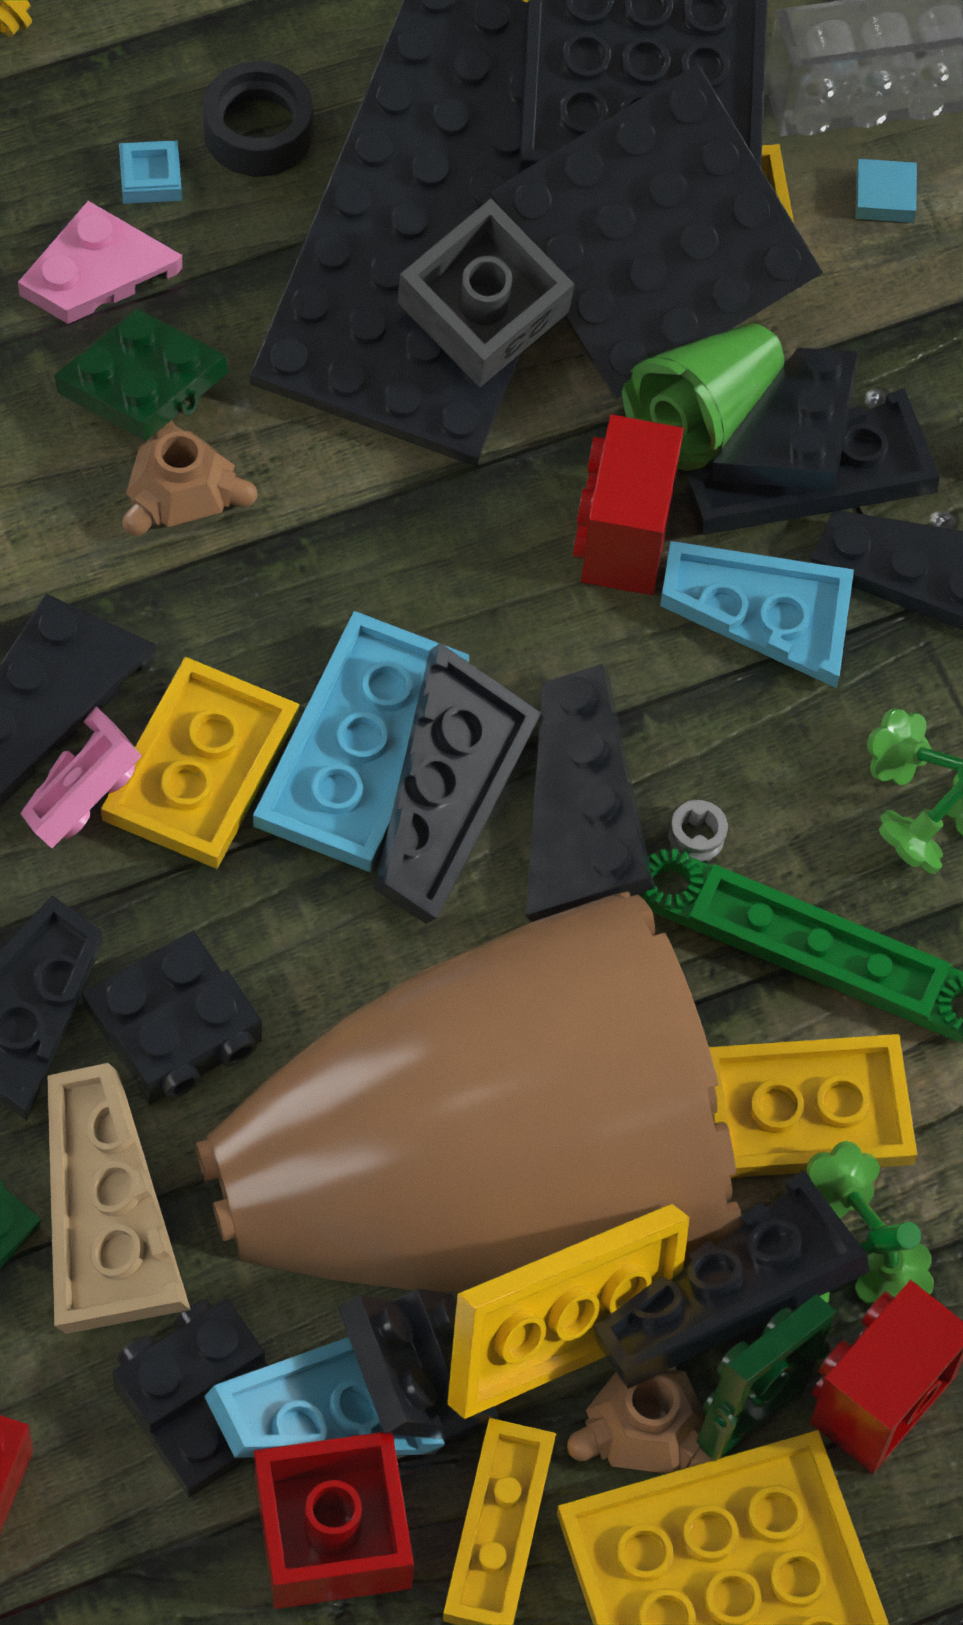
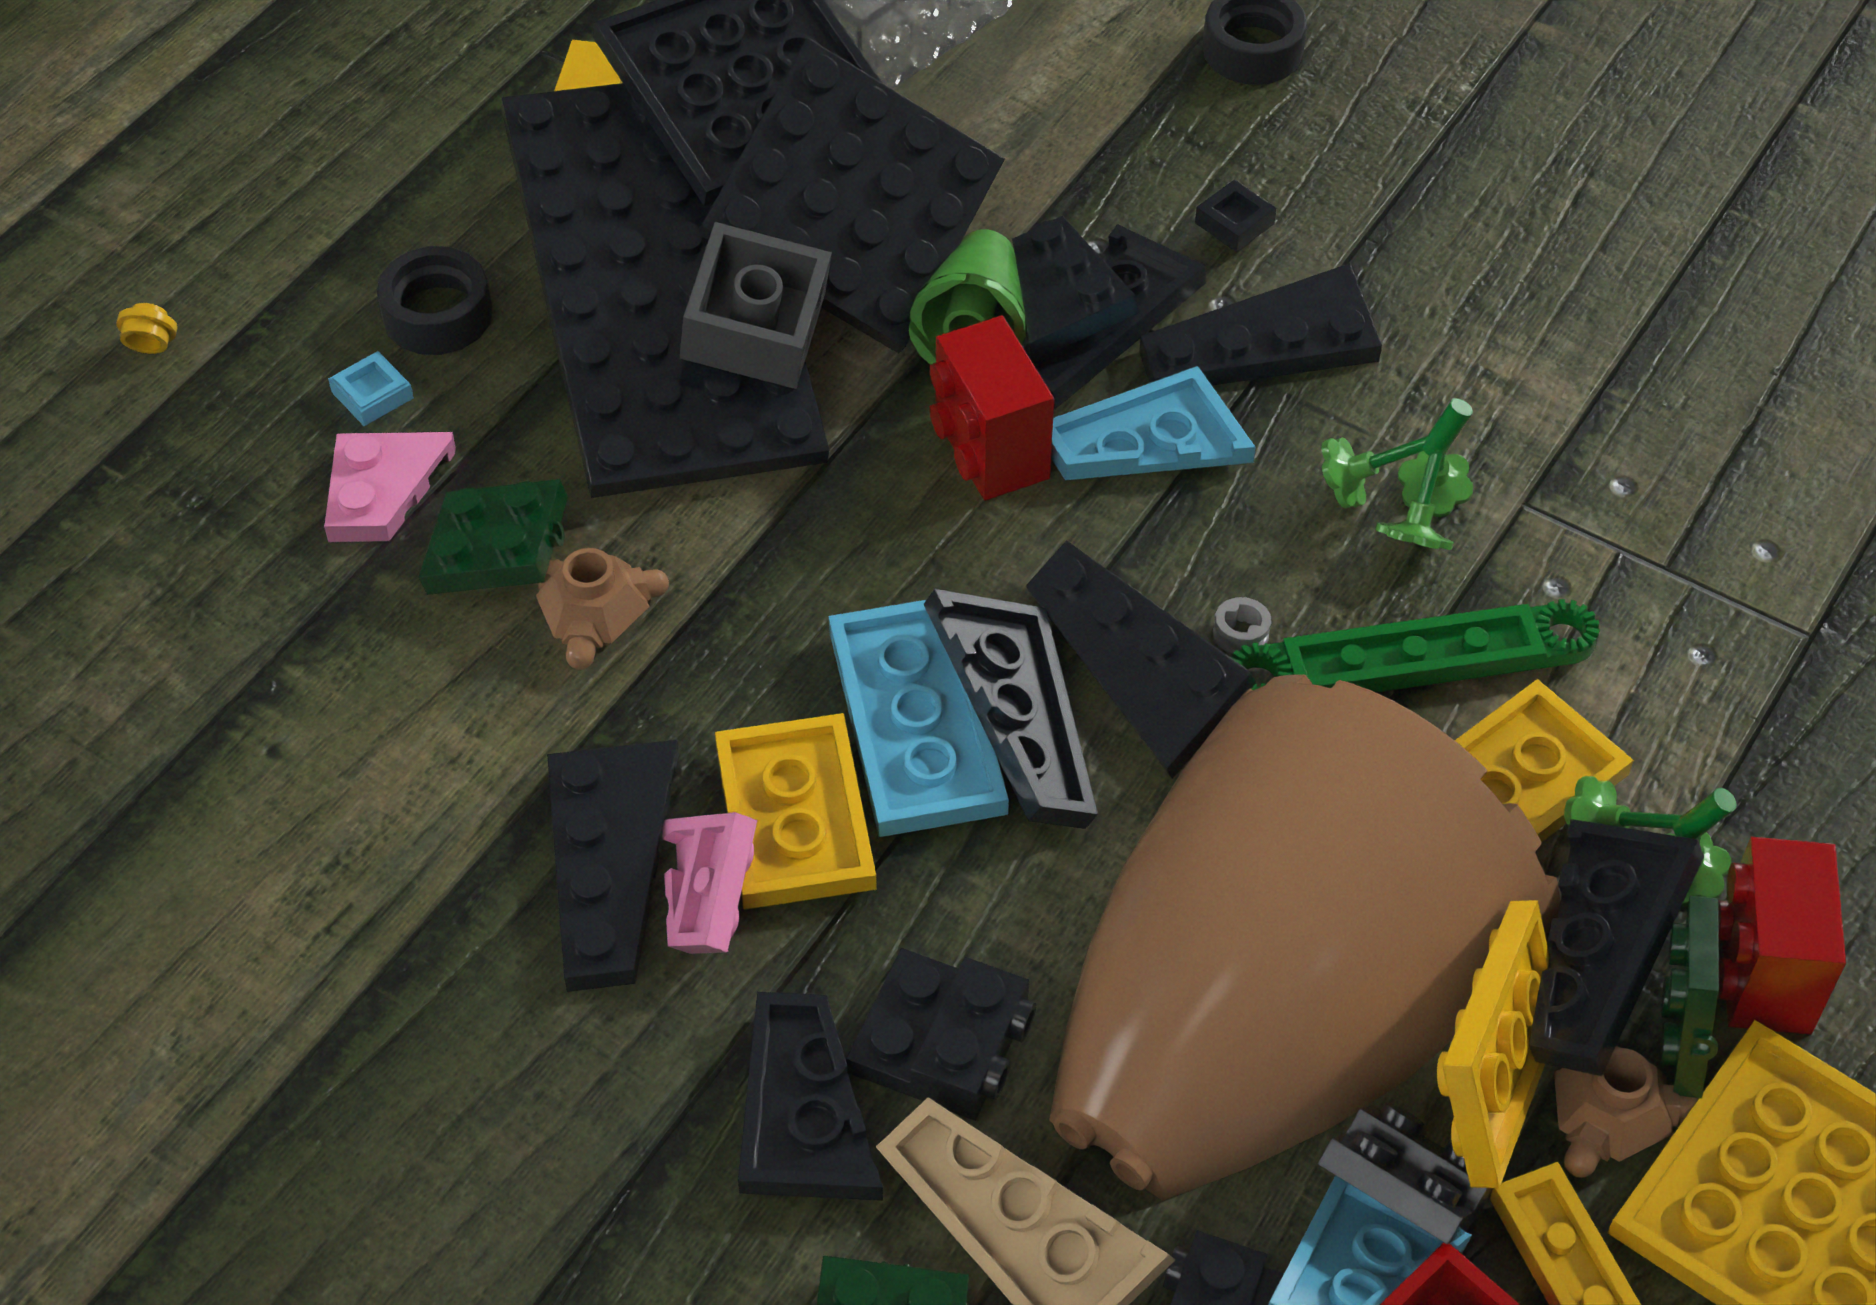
camera: 30 degrees left, 10 degrees down
(886, 190) = (979, 102): medium azure tile -> none

